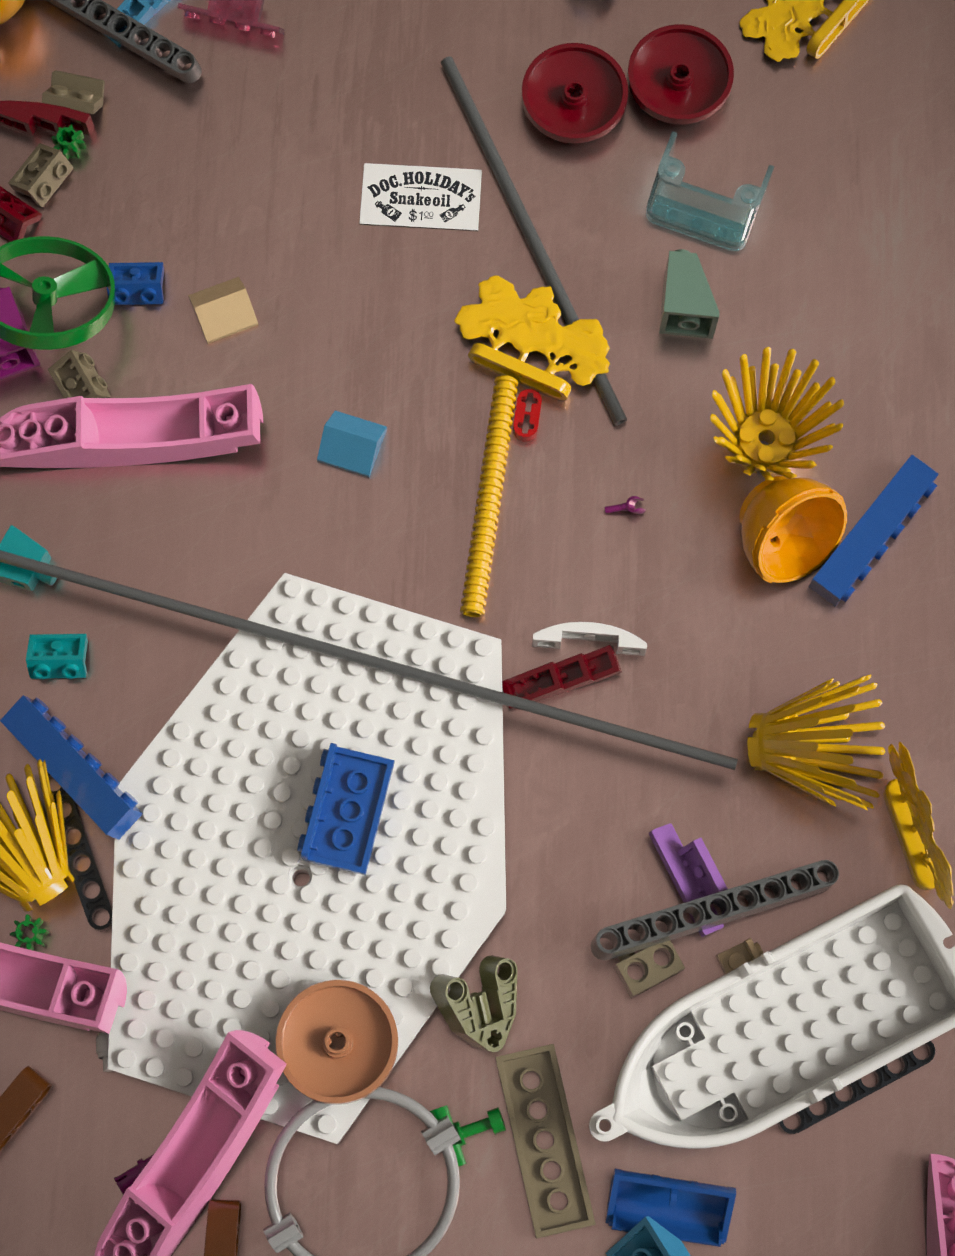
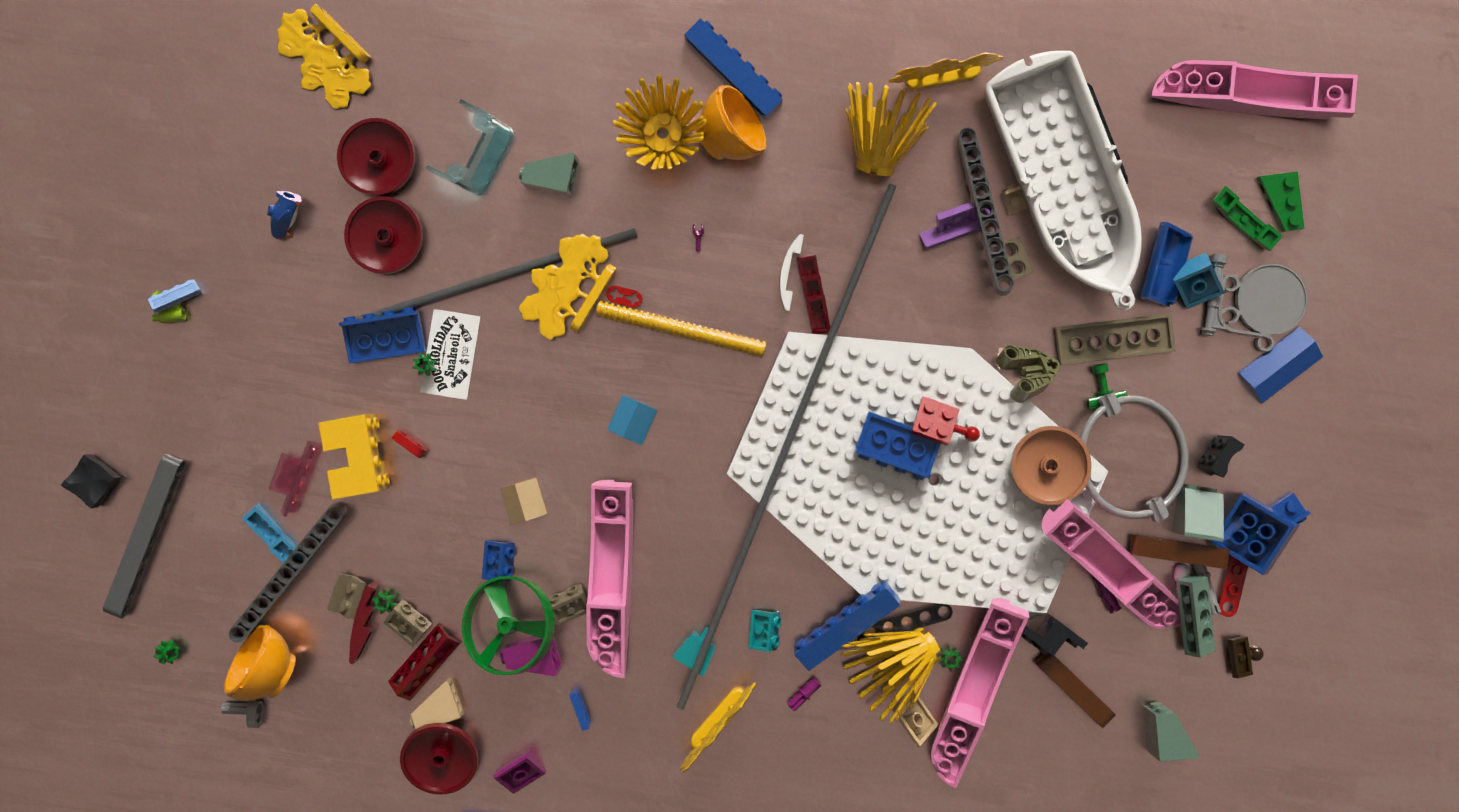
camera: 85 degrees left, 15 degrees up
(73, 1080) = (1051, 635): none -> black bracket
(249, 95) = (365, 468): none -> yellow piece
(290, 153) = (409, 444): none -> red beam
(389, 864) = (938, 422): none -> plate
(404, 168) = (418, 364): none -> green gear
(437, 106) = (383, 335): none -> blue bracket

